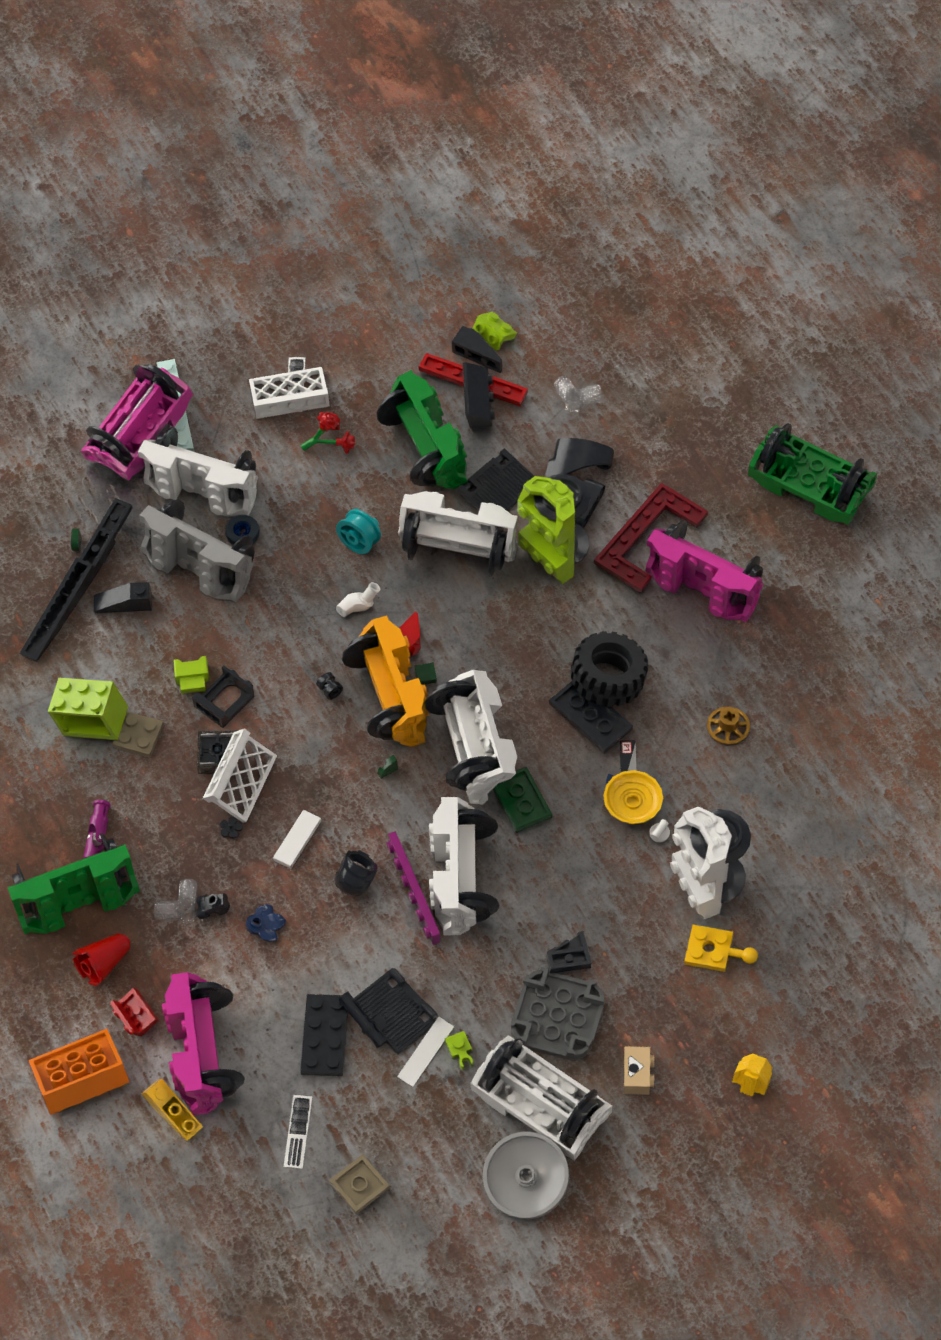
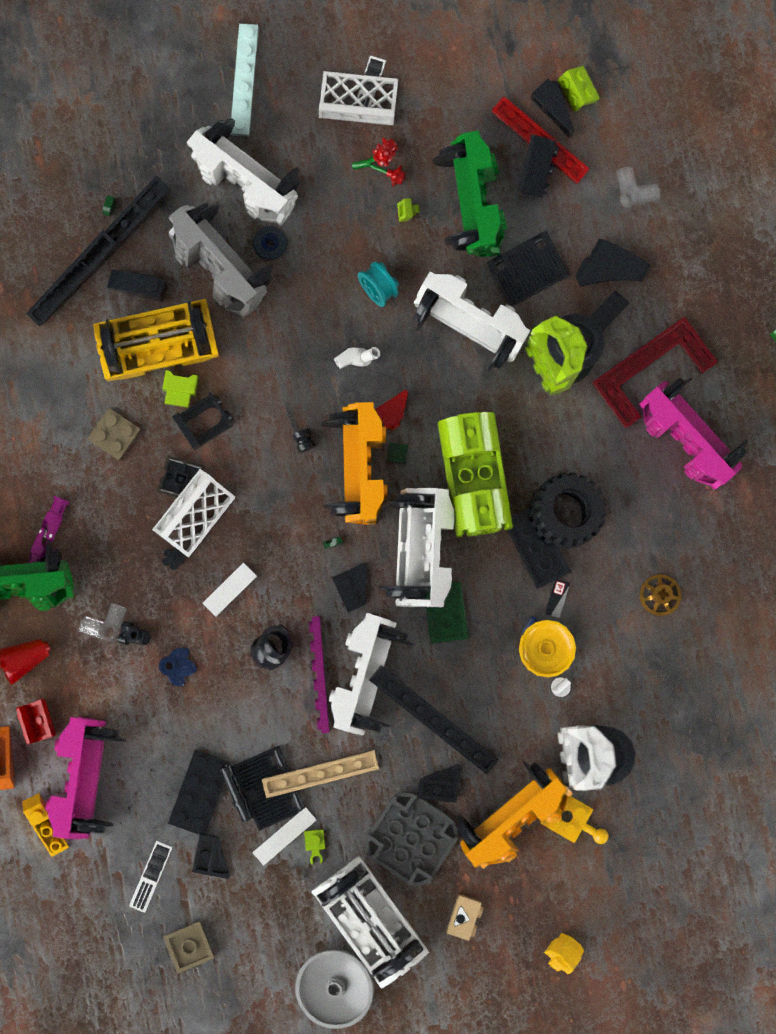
camera: 10 degrees right, 25 degrees up
(88, 708) = (70, 402): lime container -> none
(137, 417) = (212, 89): dark pink piece -> none
(157, 635) = (140, 345): none -> yellow piece
(354, 1090) = (210, 857): none -> black wing
(365, 467) = (406, 210): none -> lime tile
(419, 802) = (352, 587): none -> black wing
(443, 980) = (320, 774): none -> tan tile
(508, 657) = (475, 473): none -> lime cylinder
(542, 889) = (433, 719): none -> black tile
(642, 976) = (491, 840): none -> light orange piece

